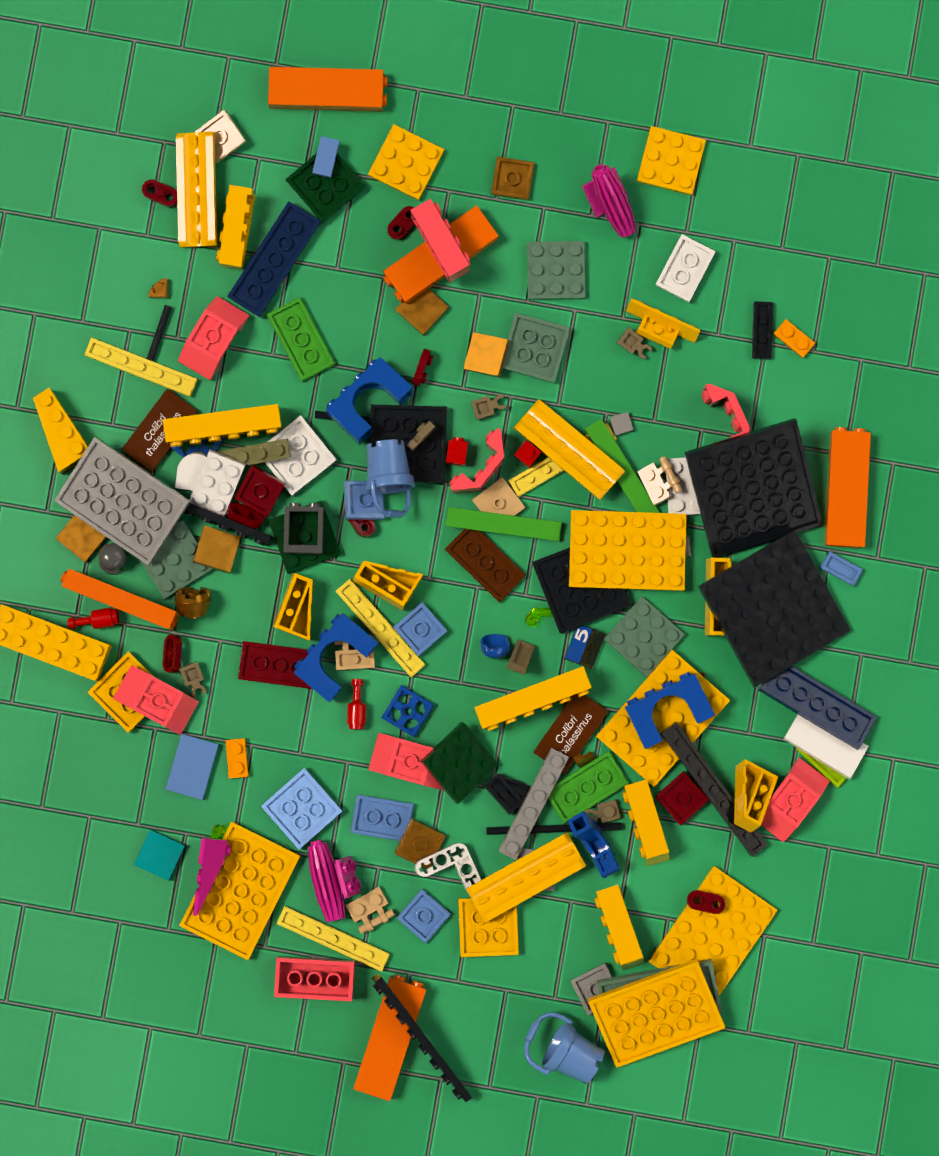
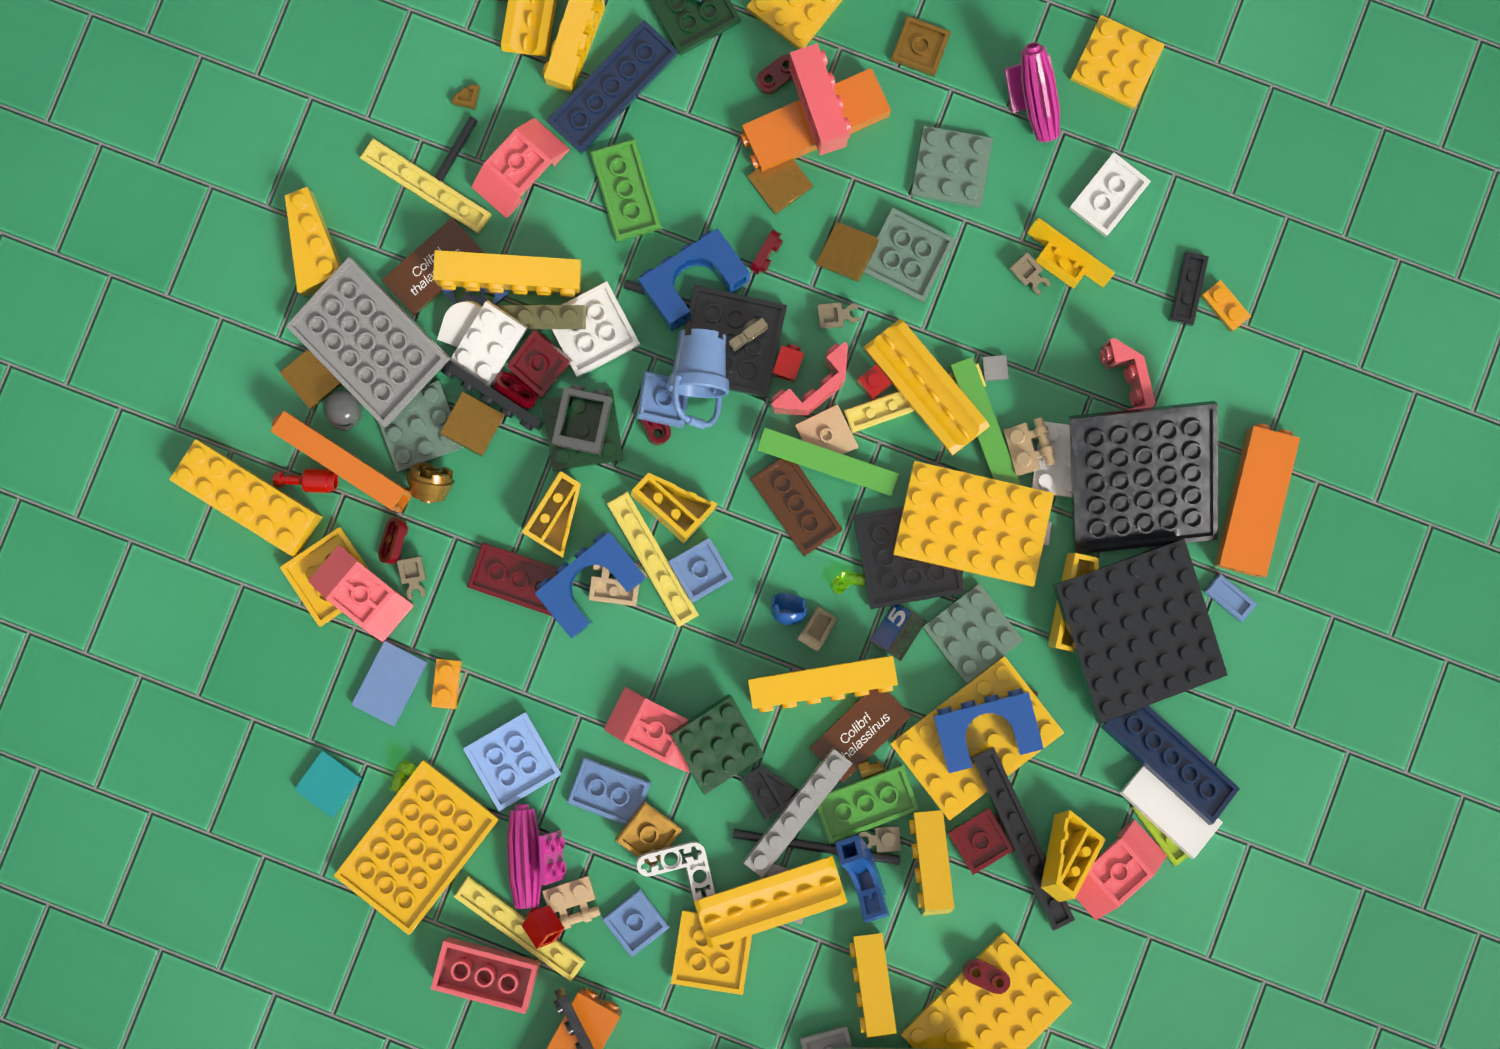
camera: 10 degrees right, 0 degrees up
(211, 858) = (387, 803): dark pink wedge -> none
(351, 932) = (542, 926): none -> red brick
(356, 709) = (604, 653): red piece -> none
(411, 704) = (640, 669): blue piece -> none

